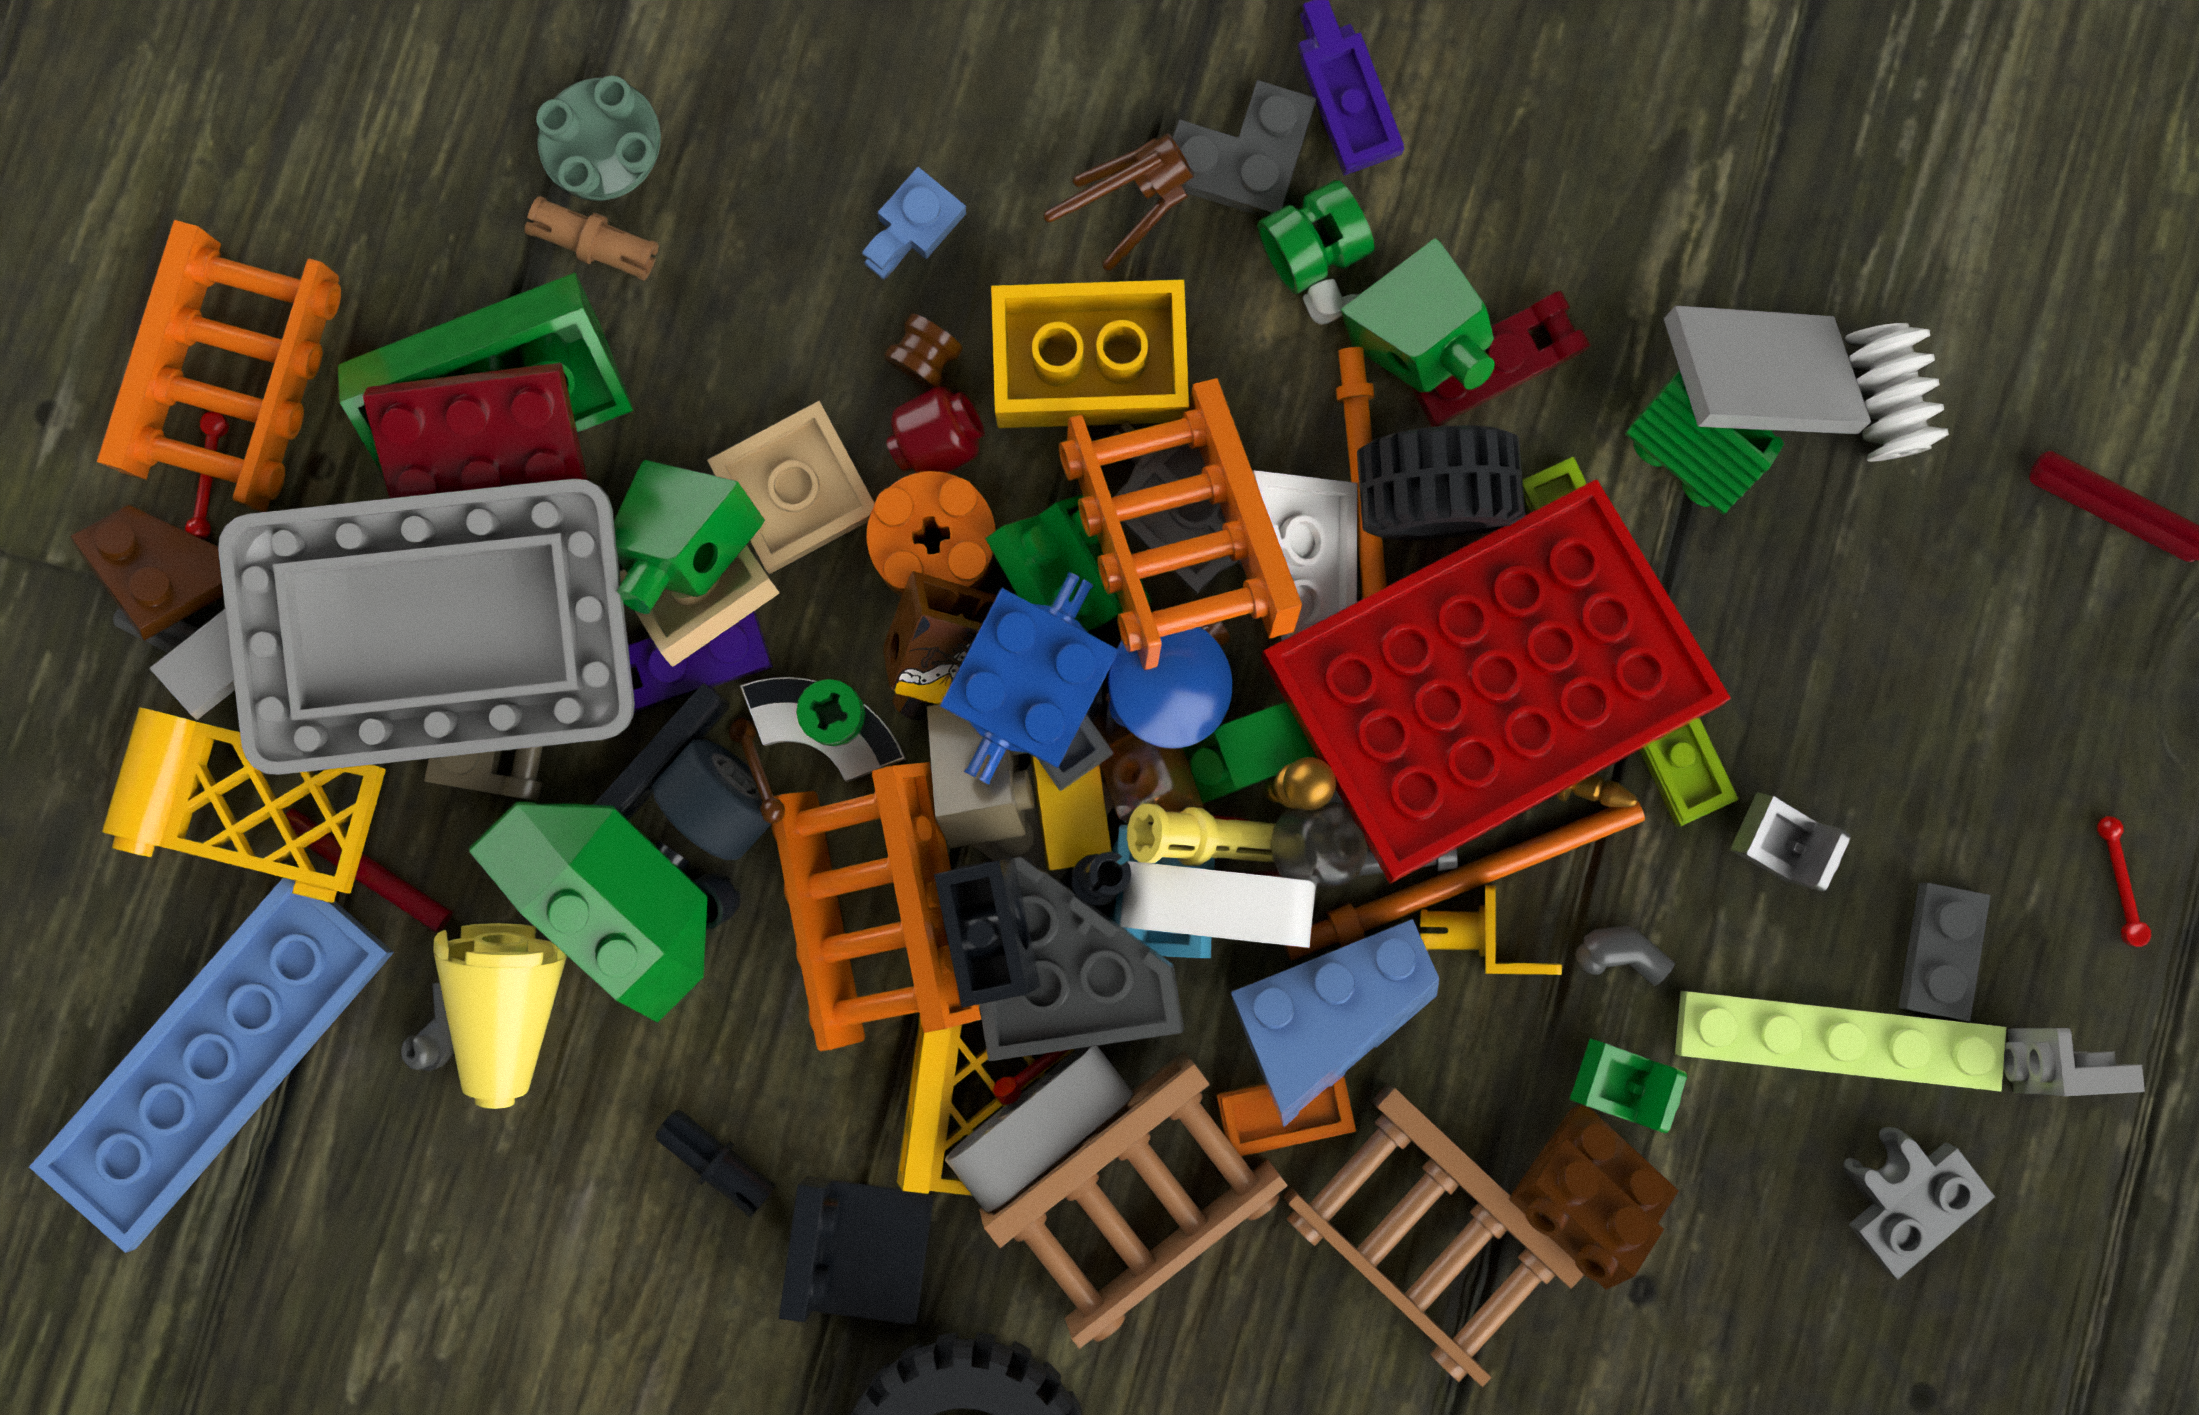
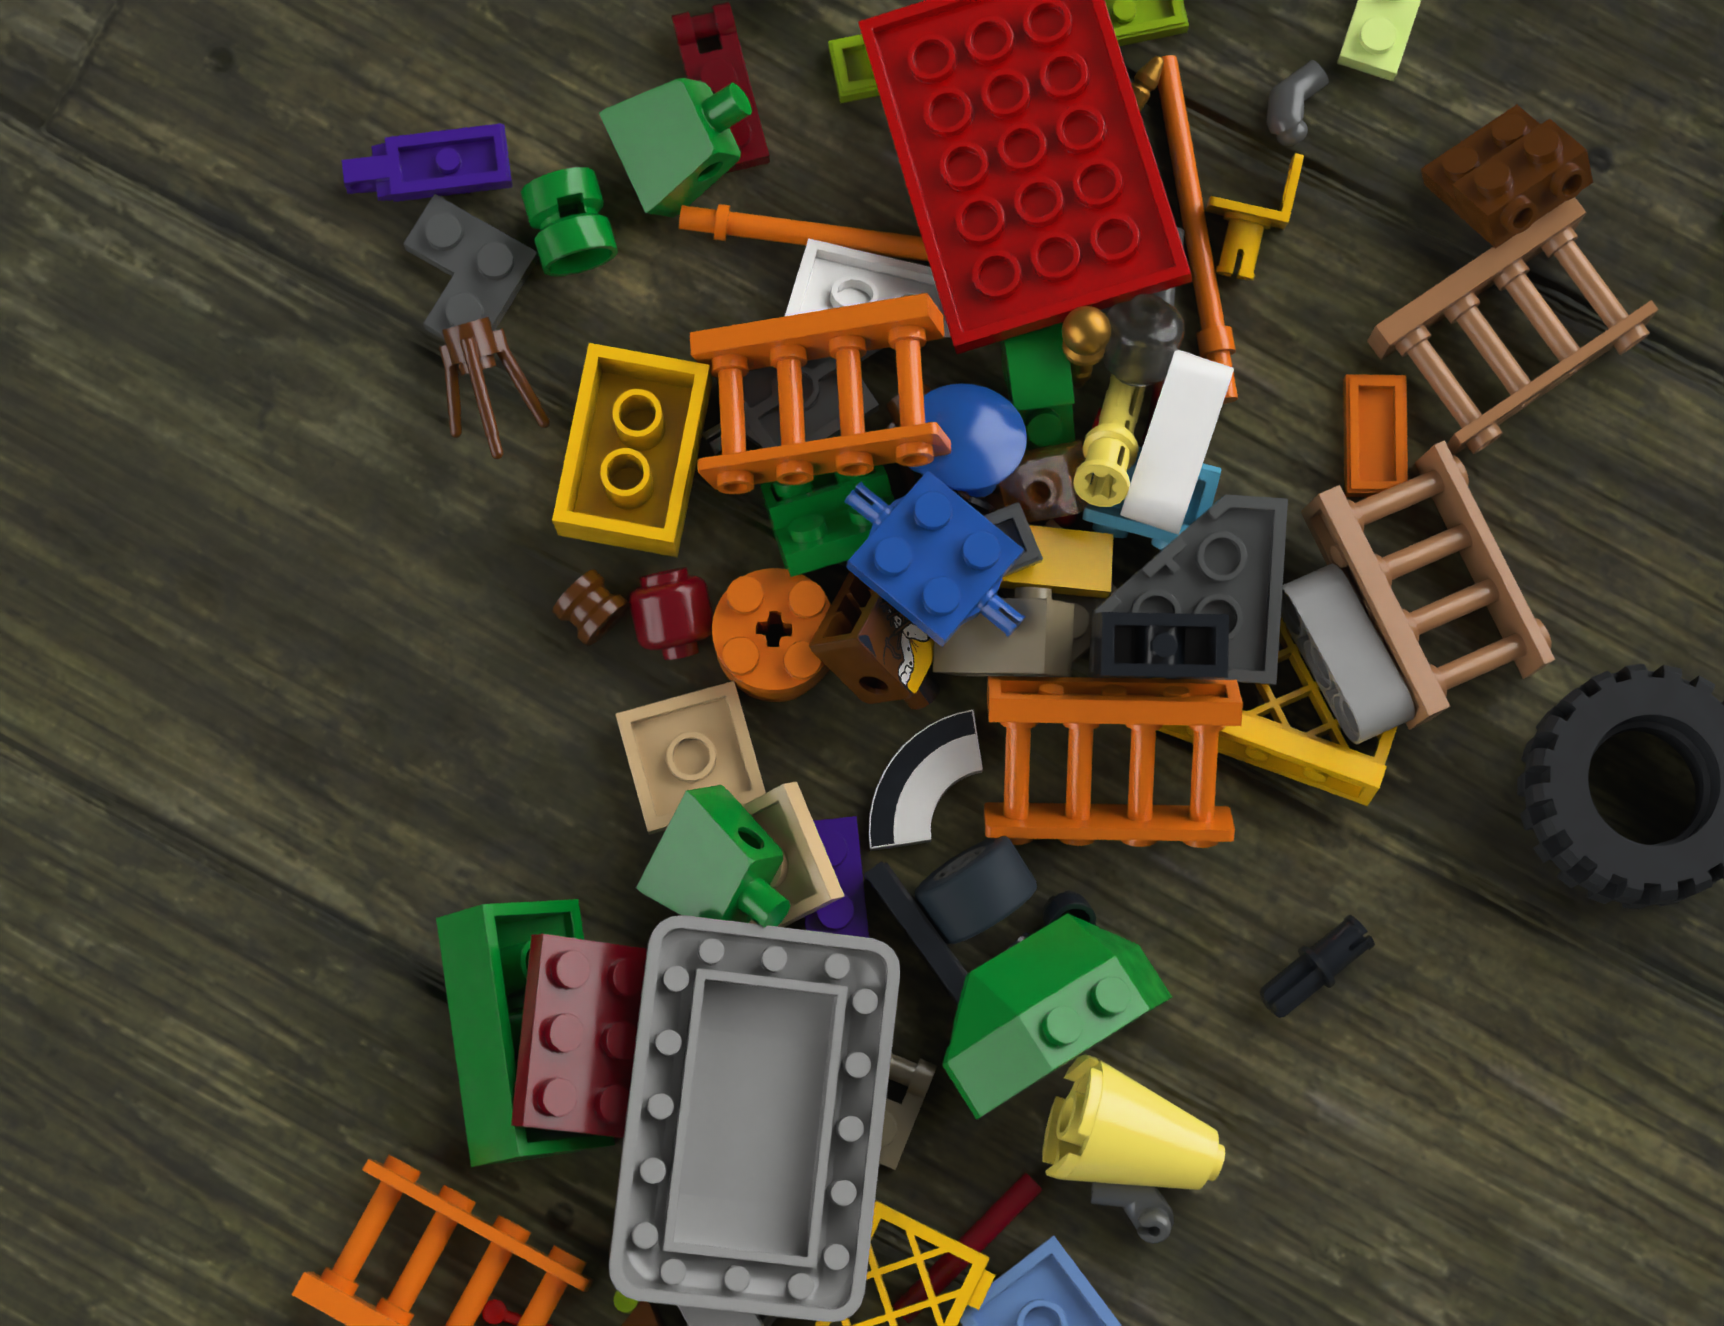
camera: 75 degrees left, 5 degrees down
(591, 238) = (402, 900): medium nougat pin -> none
(598, 138) = (304, 874): sand green dish -> none
(743, 732) = (915, 857): reddish brown hinge -> none
(841, 718) = (921, 778): green wheel -> none
(856, 1251) = (1425, 850): black bracket -> none
(915, 218) = (457, 590): medium blue plate -> none
(1009, 1088) = (1304, 676): red hinge -> none
(1099, 878) = (1129, 544): black axle -> none
(1326, 301) = (630, 228): white hand -> none
(1333, 1011) = (1294, 372): medium blue wedge -> none
(1440, 482) = (832, 157): black tyre -> none
(1629, 1086) = (1415, 123): green bracket -> none

